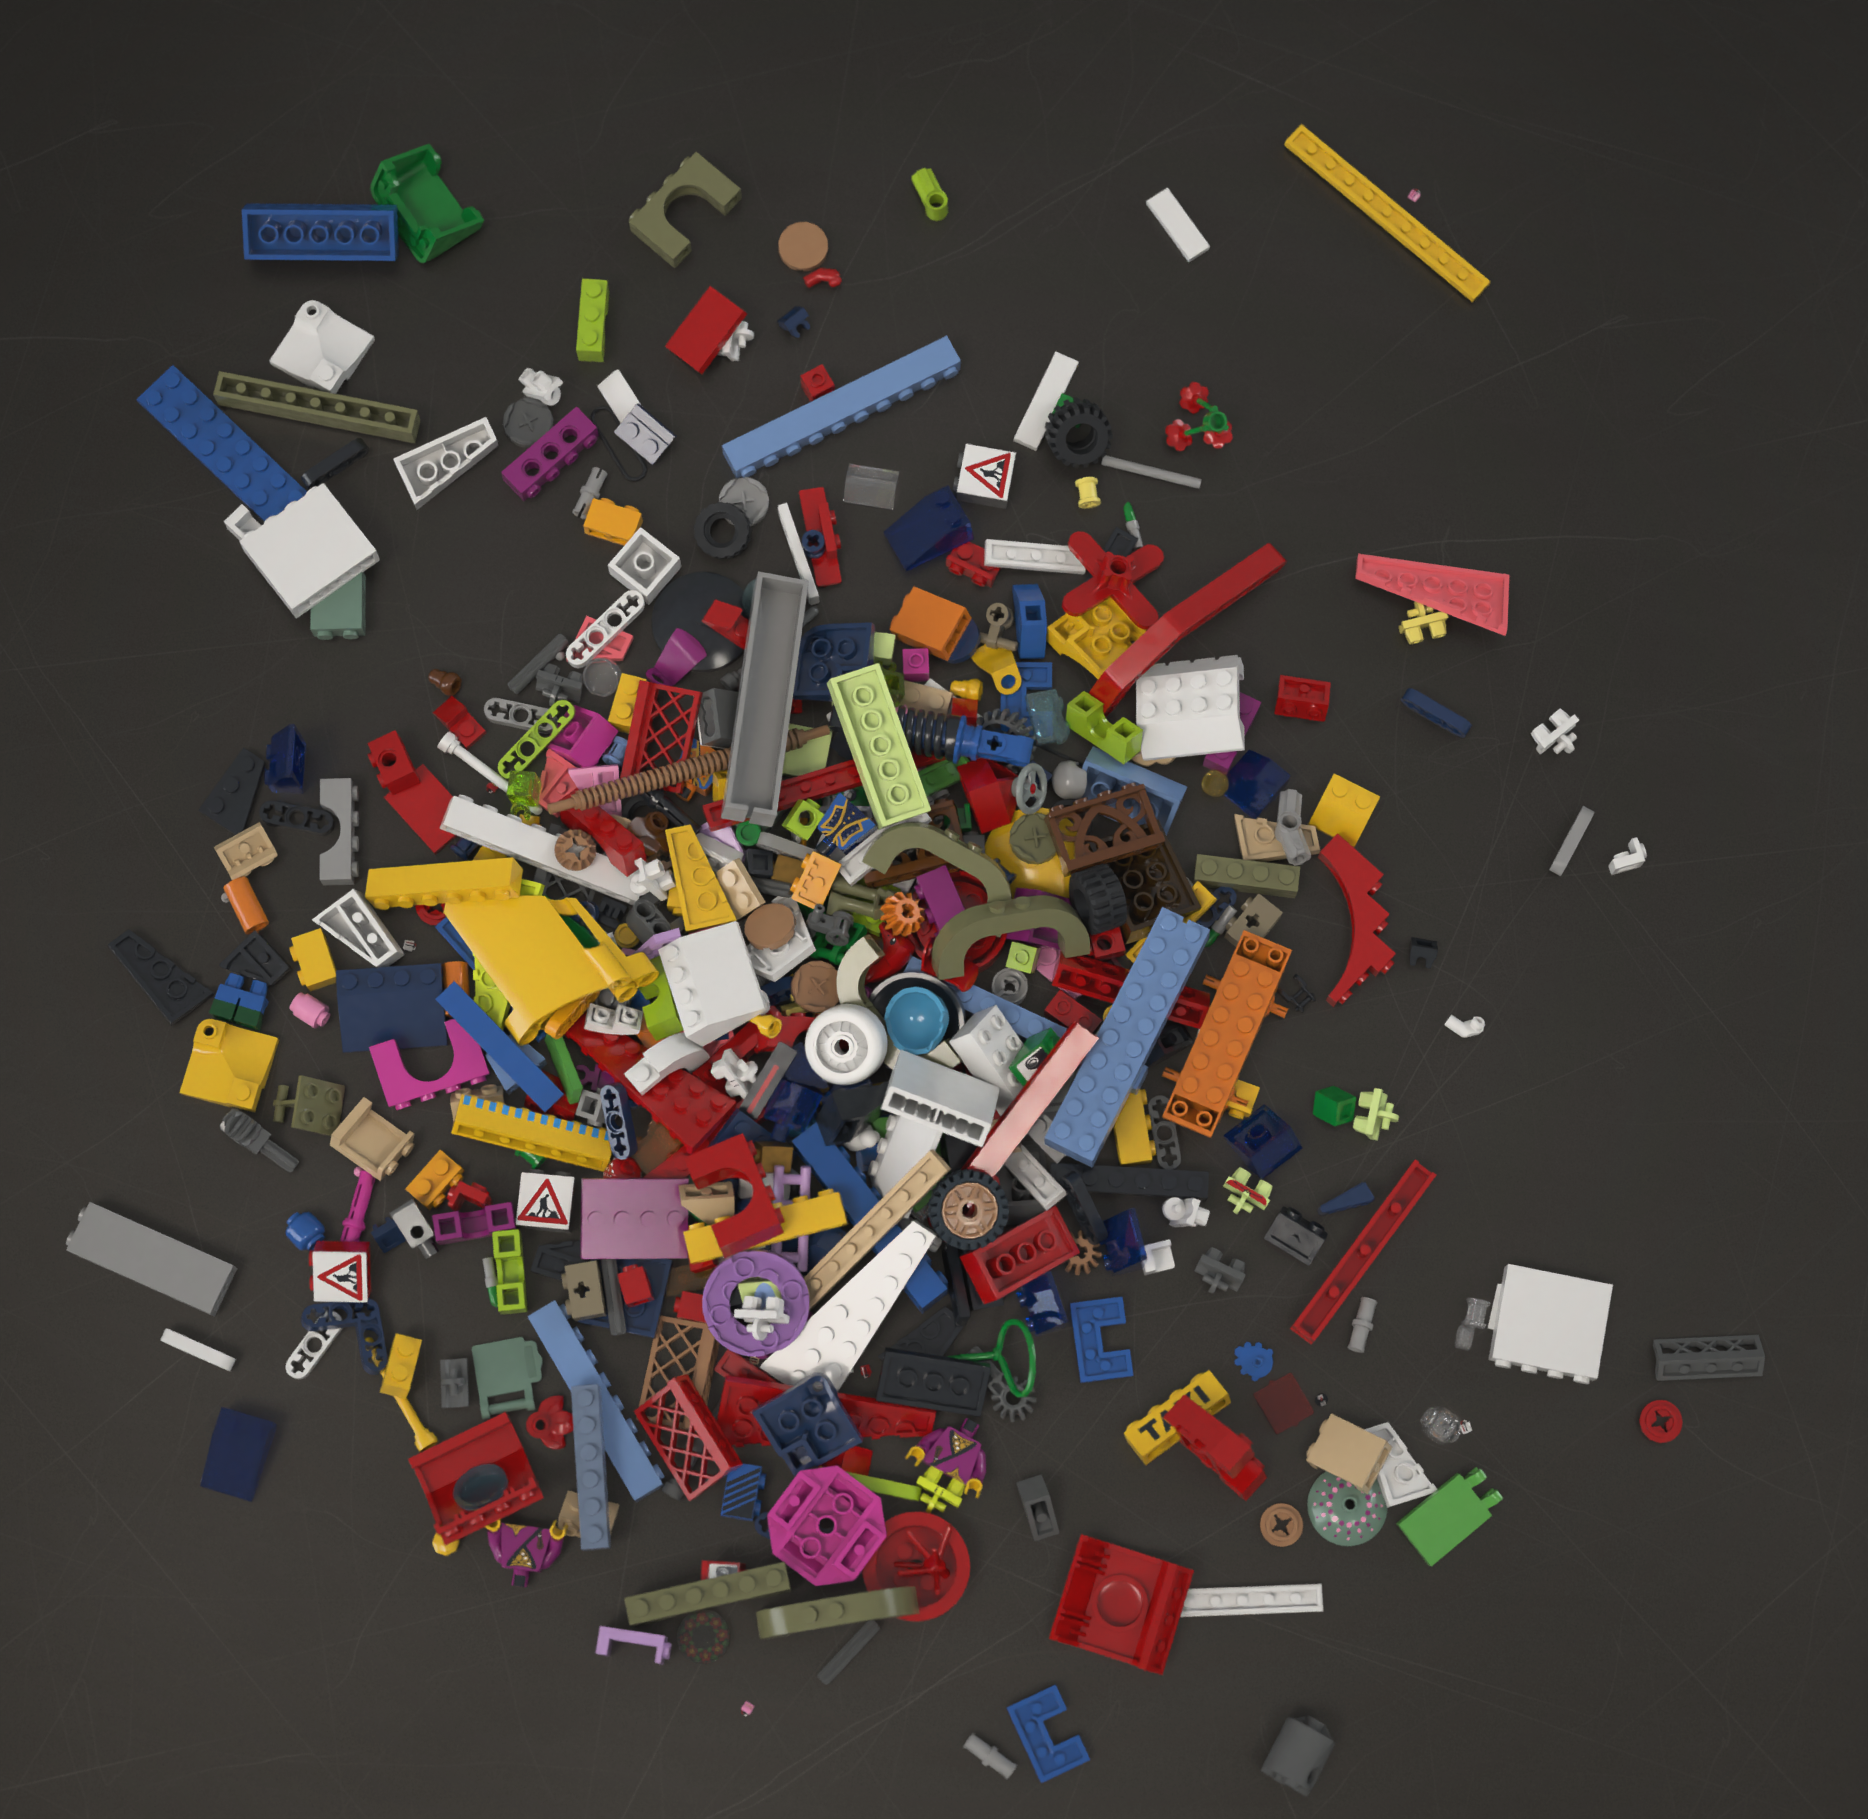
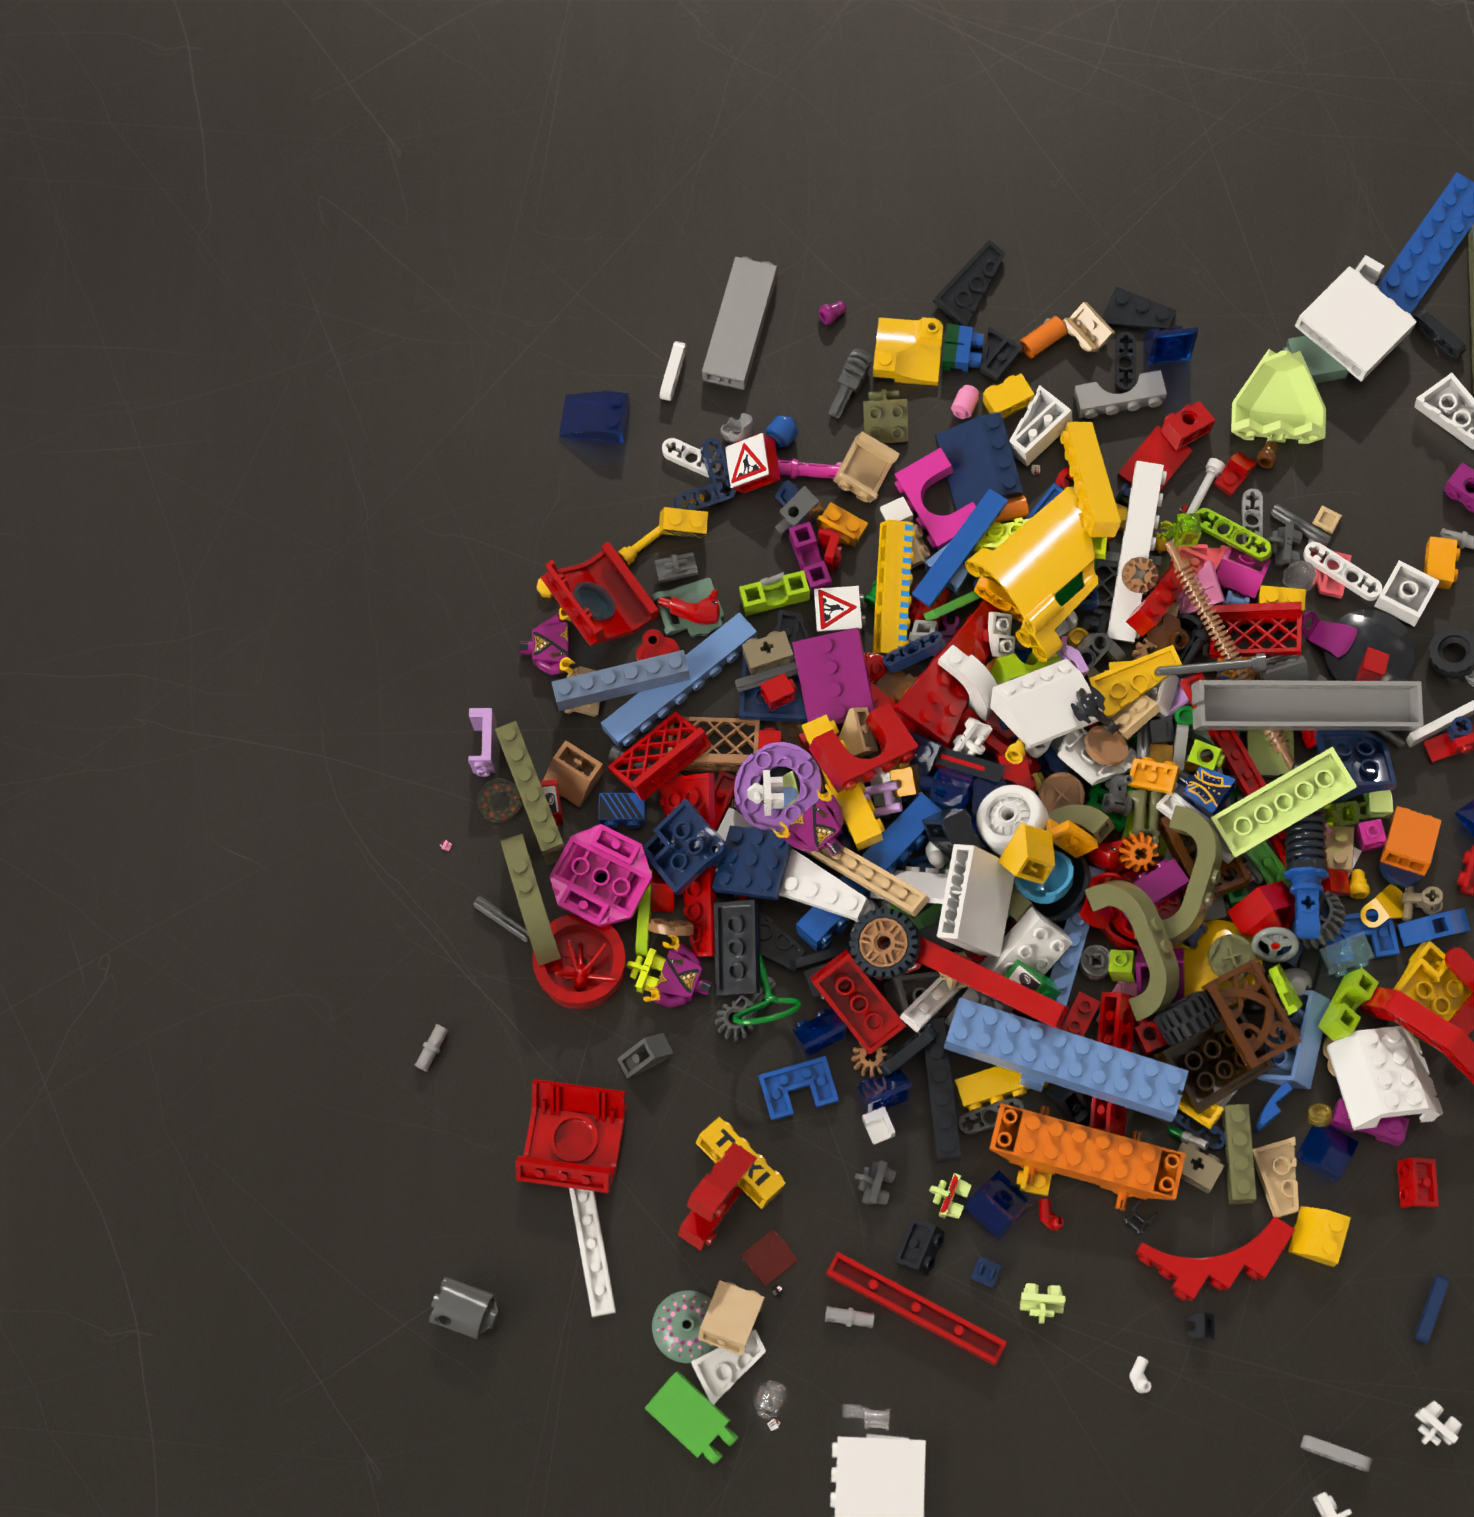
camera: 90 degrees right, 5 degrees down
(160, 1148) = (830, 312): none -> magenta piece
(292, 1282) = (738, 429): none -> light grey hair
(387, 654) = (1280, 402): none -> yellowish green panel
(436, 1113) = (897, 510): none -> white panel
(519, 1360) = (705, 612): none -> red animal
(536, 634) = (1326, 520): none -> tan tile
(652, 879) = (1127, 642): white hips -> none
(689, 1543) = (575, 773): none -> medium nougat slope
(706, 742) = (1256, 662): none -> dark grey piece
(728, 931) = (1089, 705): none -> black piece
(817, 1264) = (816, 826): none -> magenta torso
(840, 1345) = (753, 863): none -> dark blue plate
(877, 984) = (1071, 838): none -> light orange bracket
(897, 1030) = (1029, 854): none -> yellow slope
(898, 1453) = (677, 927): none -> medium nougat tile
(1044, 1756) = (435, 1095): blue plate -> none
(1085, 787) = (1285, 989): none -> lime wing
(1185, 1212) = (921, 1140): white hips -> none
(1207, 835) = (1271, 1110): none -> blue slope
(1254, 1360) = (802, 1226): blue piece -> none
(1283, 1091) = (1047, 1217): none -> red arm
(1291, 838) = (1302, 1184): light grey piece -> none
(1294, 1527) = (661, 1257): medium nougat gear -> none
(1333, 1169) = (985, 1272): none -> dark blue tile
(1334, 1105) = (1043, 1264): green panel -> none
(1355, 1197) = (961, 1291): dark blue slope -> none

